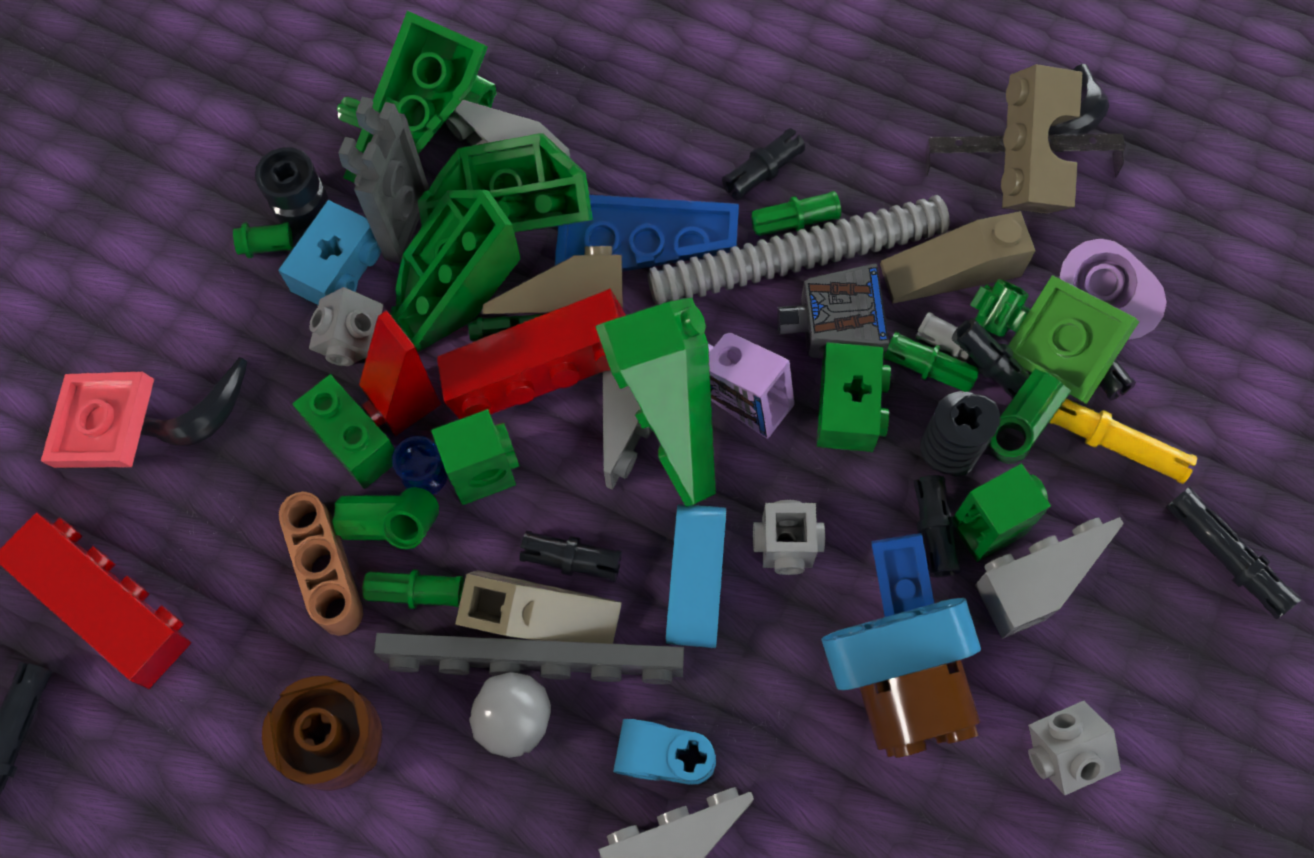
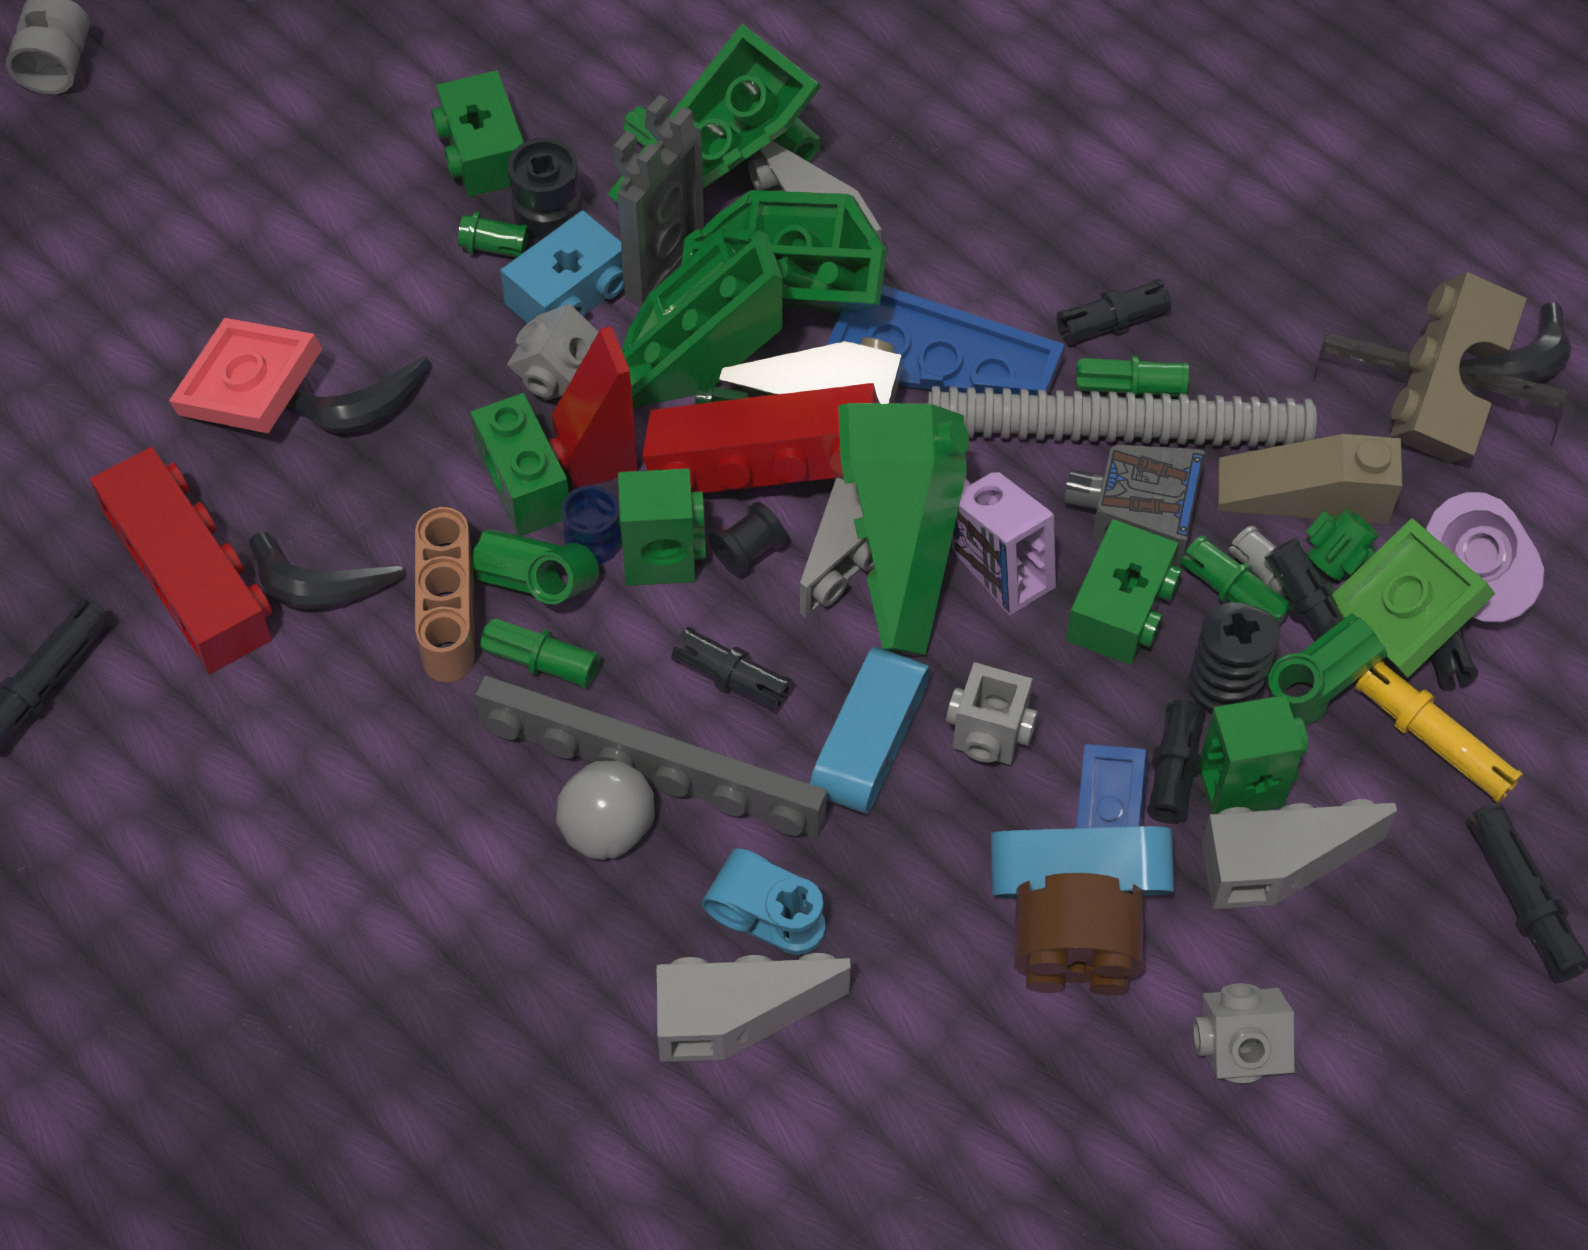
camera: 15 degrees right, 10 degrees down
(213, 589) = (315, 588): none -> black piece
(225, 152) = (479, 131): none -> green brick
(300, 717) = (390, 763): reddish brown brick -> none
(535, 610) = (668, 704): dark tan slope -> none
(547, 440) = (748, 539): none -> black bush

